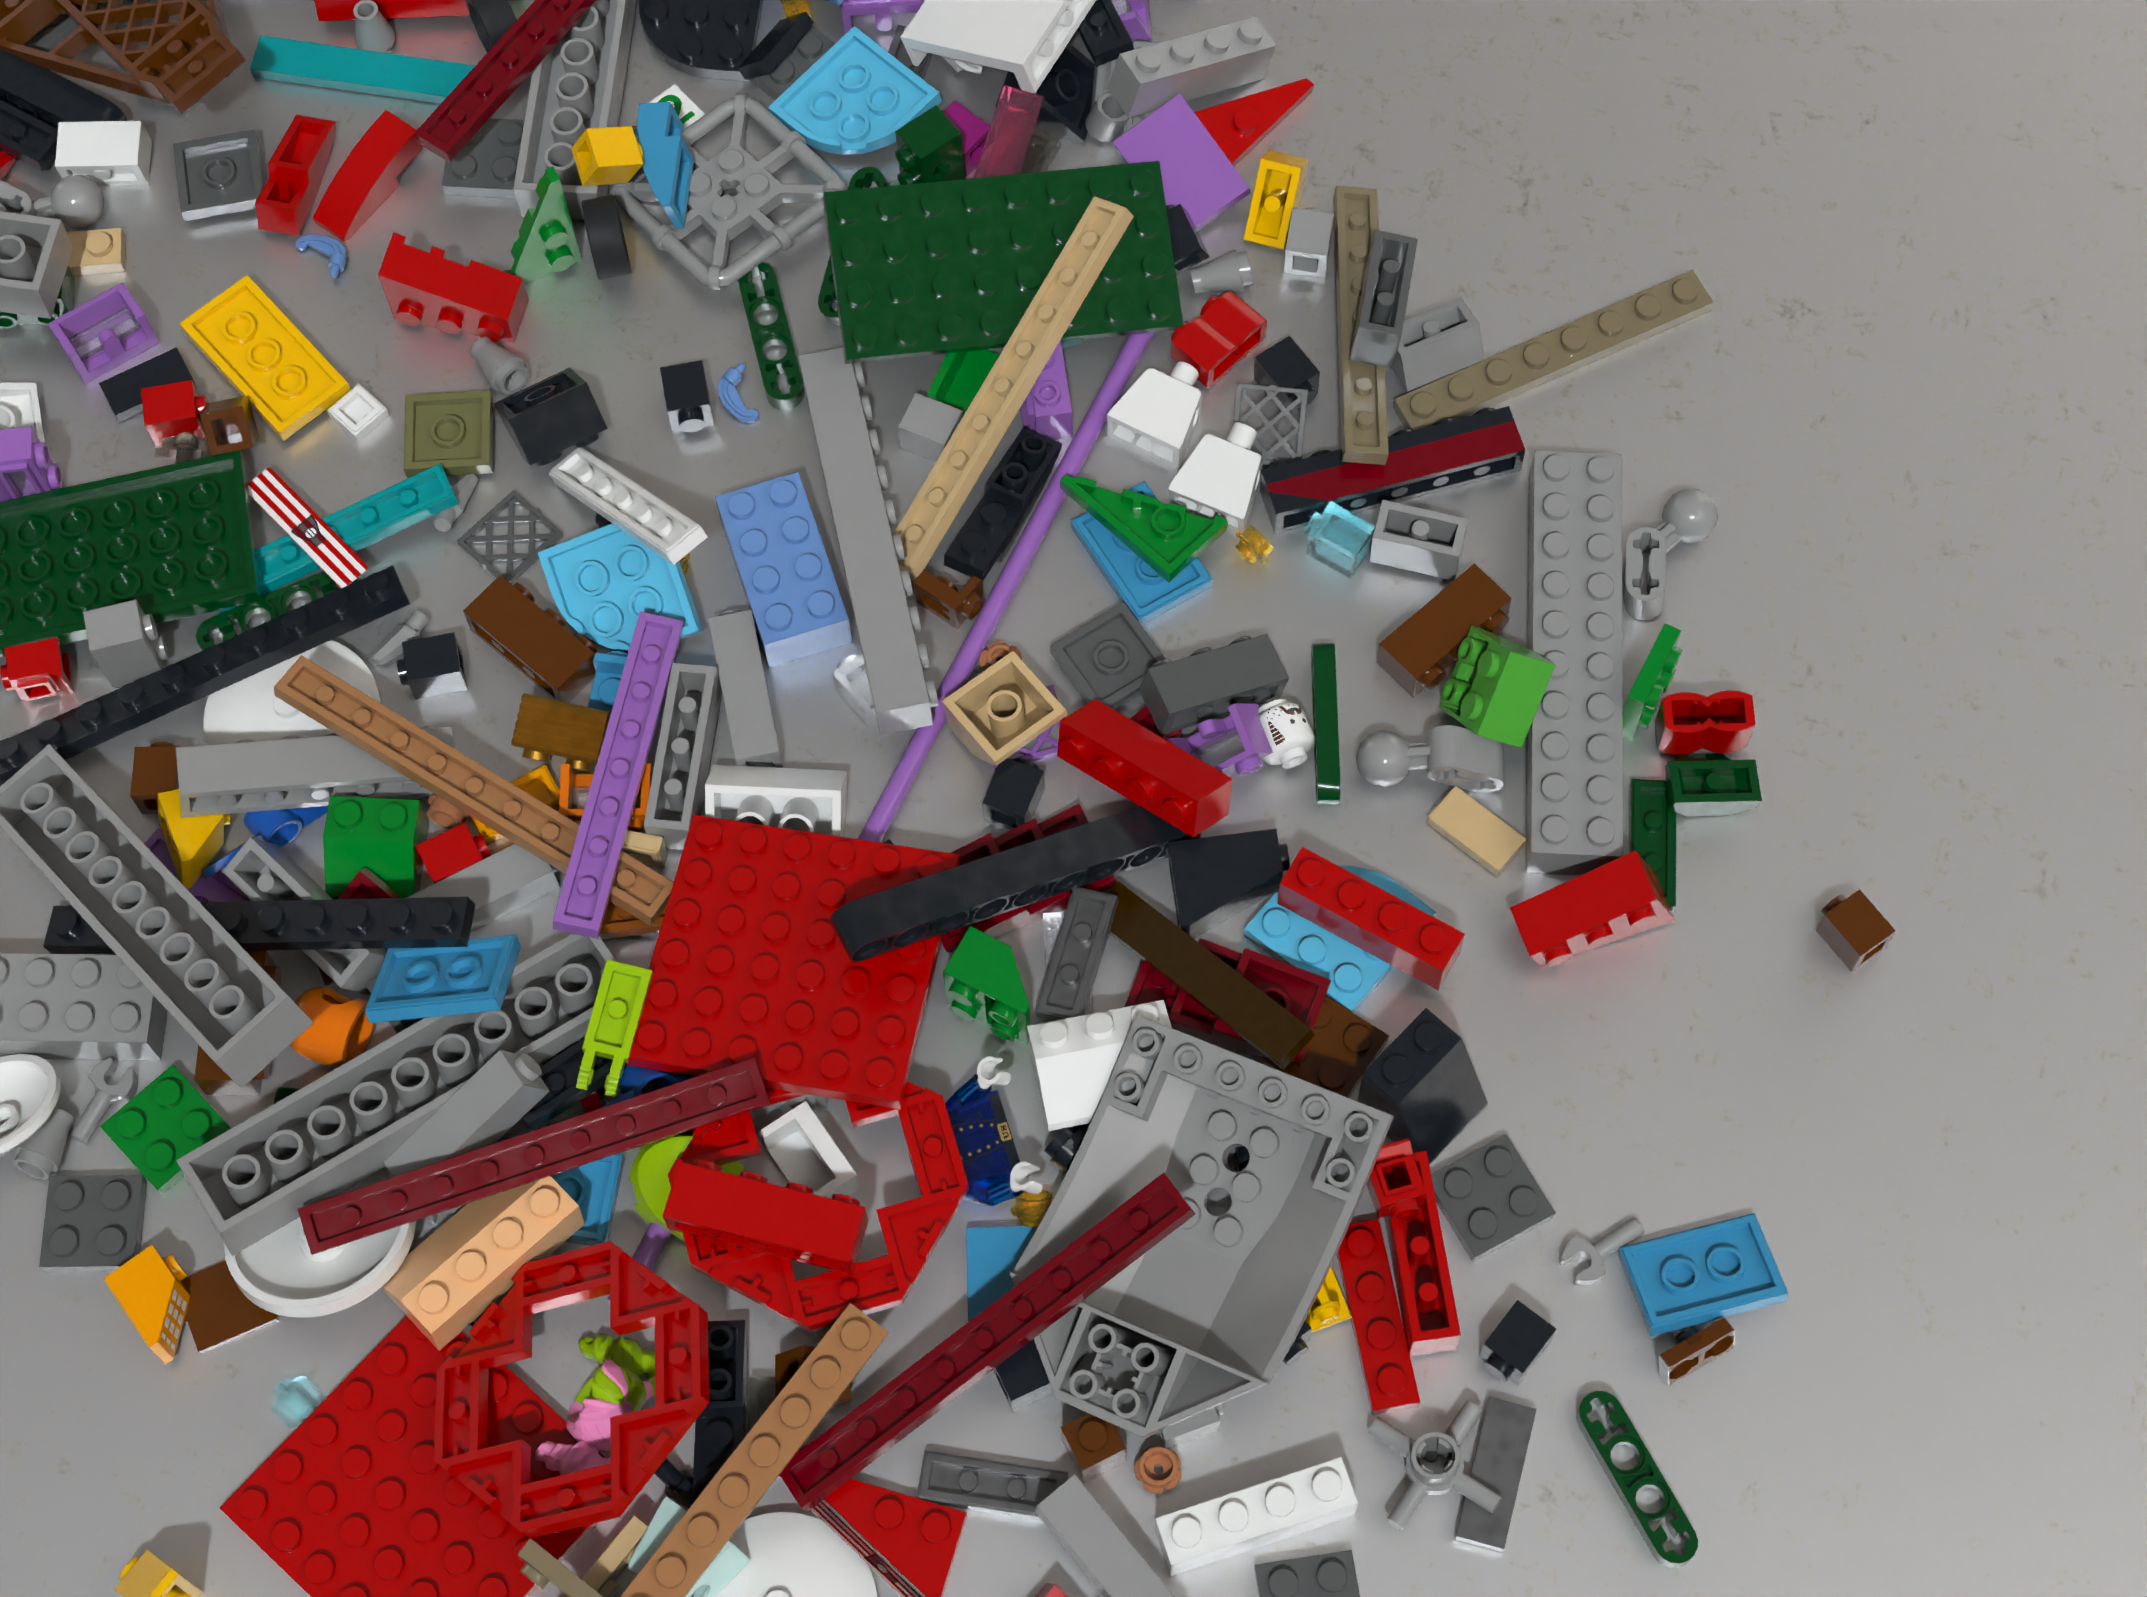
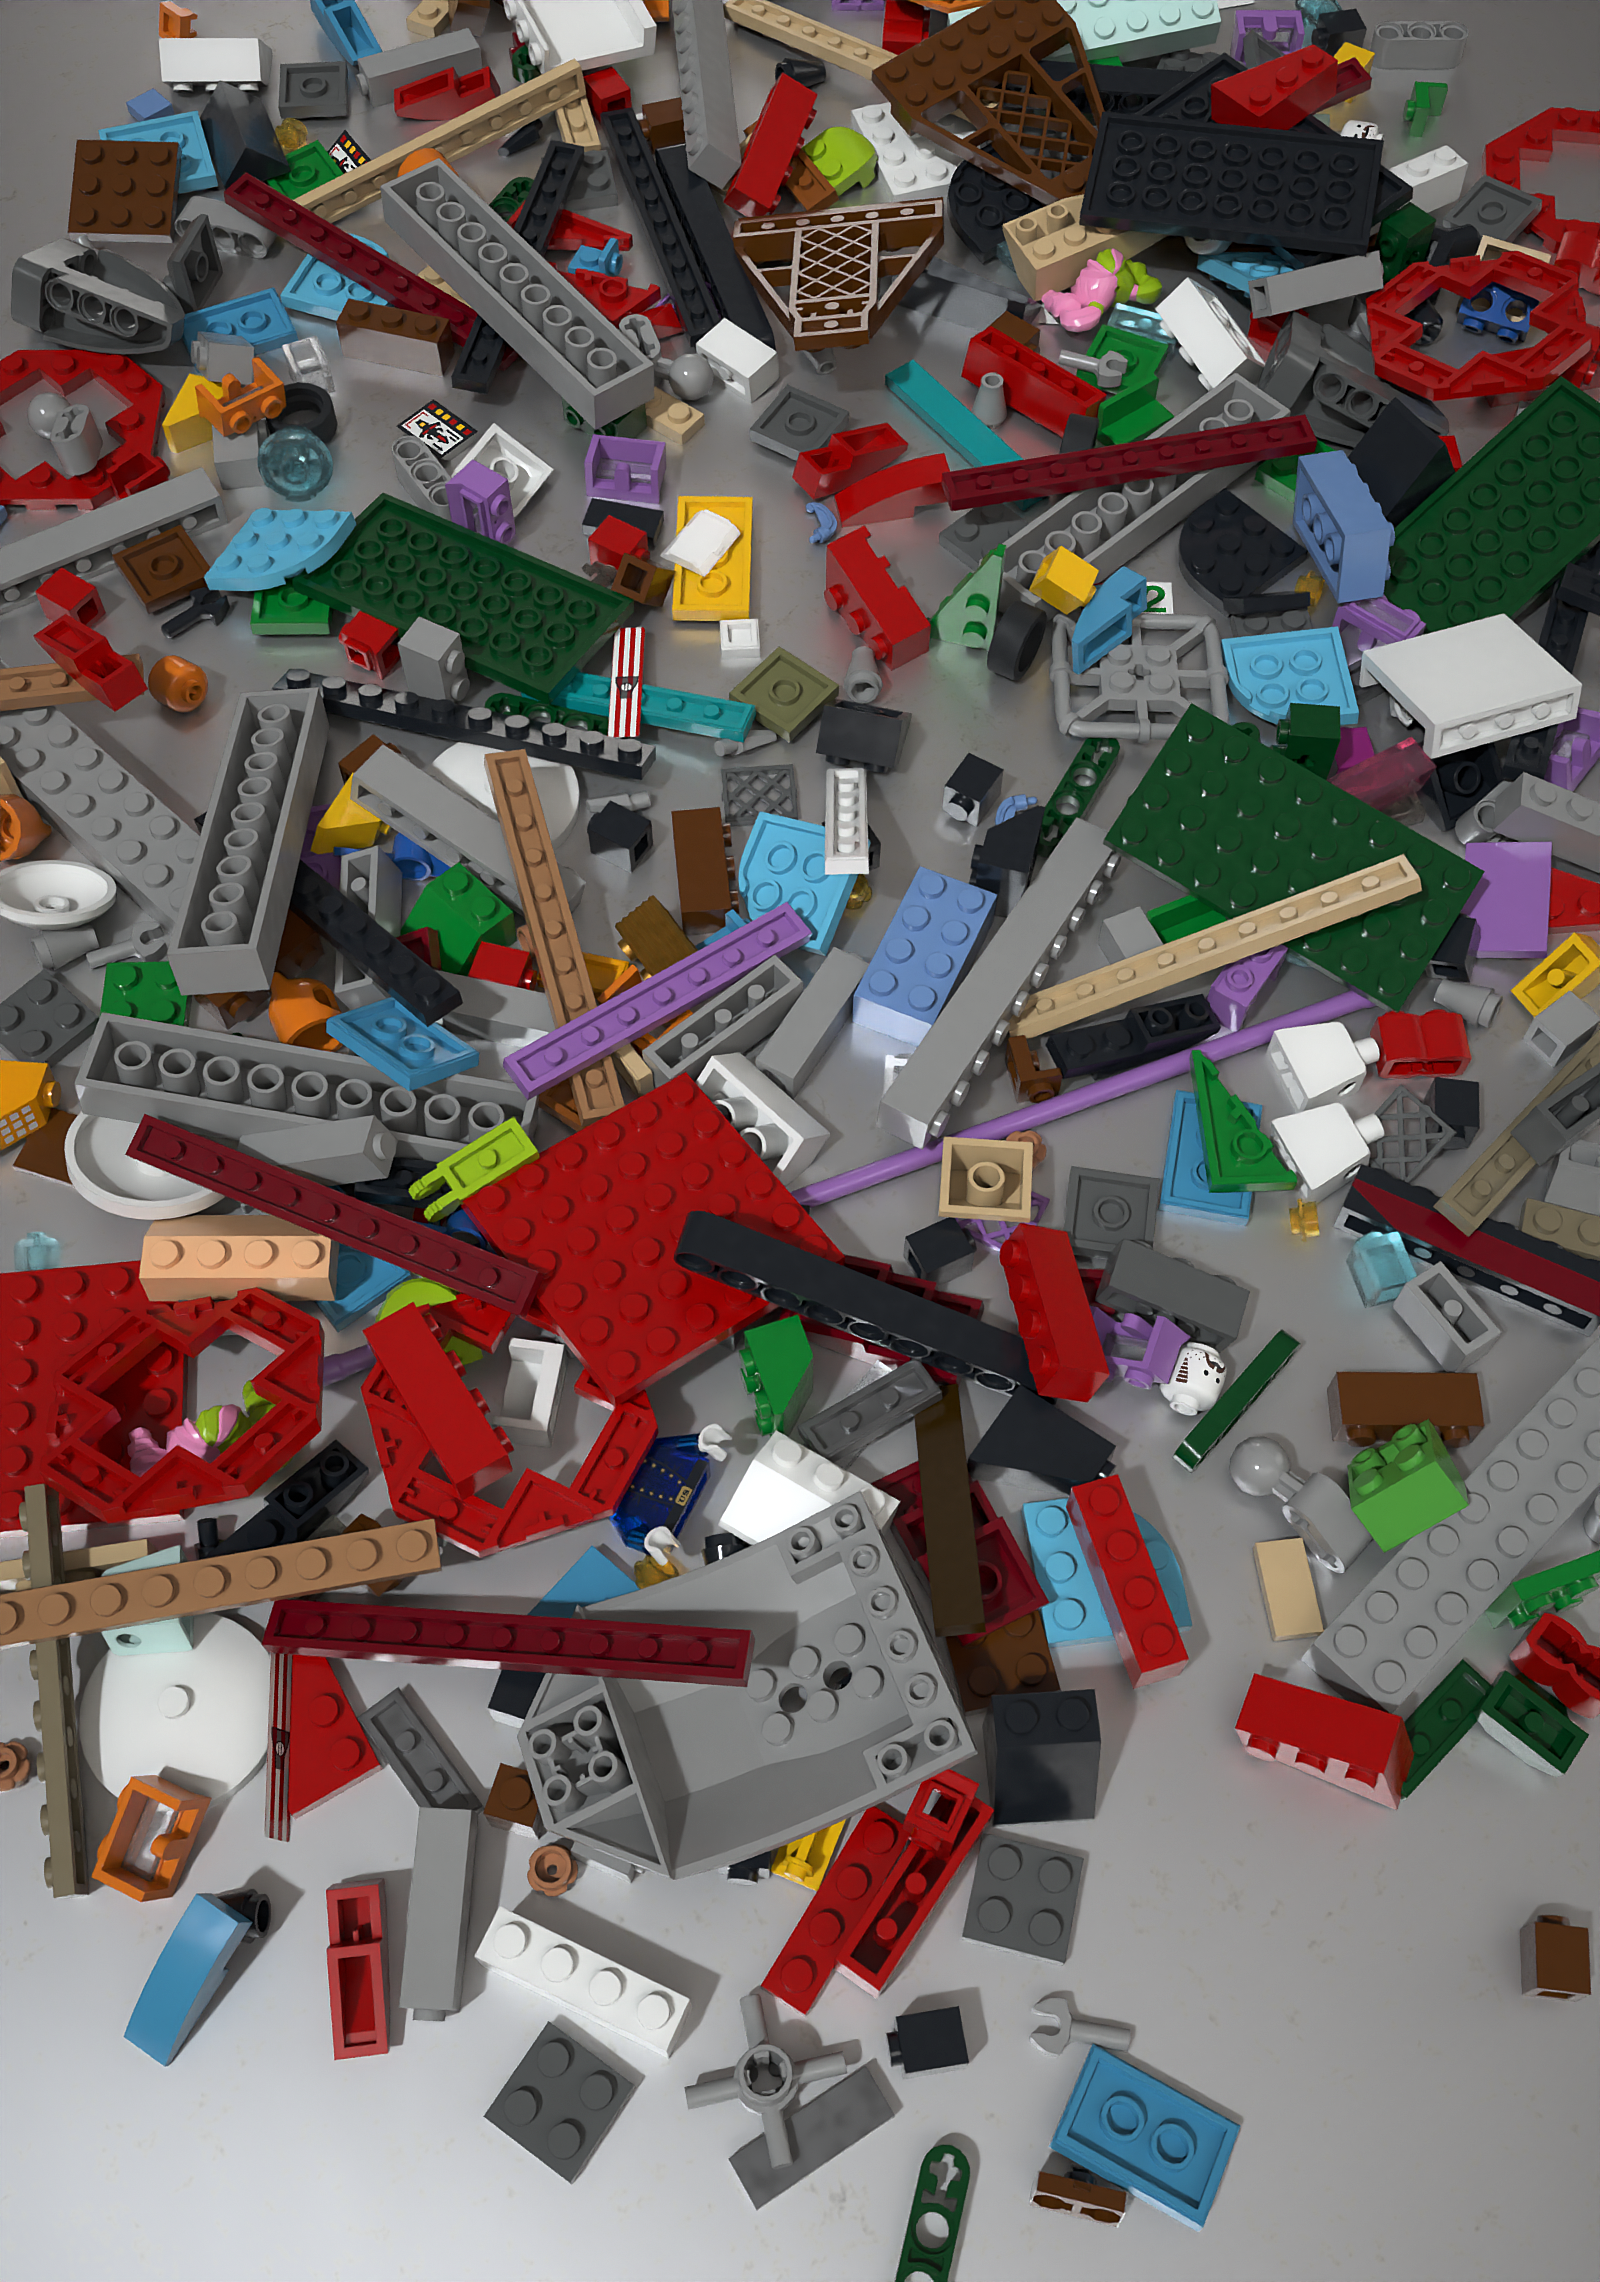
camera: 40 degrees right, 5 degrees down
(244, 351) = (702, 542): none -> white piece
(782, 436) = (1008, 858): none -> black slope

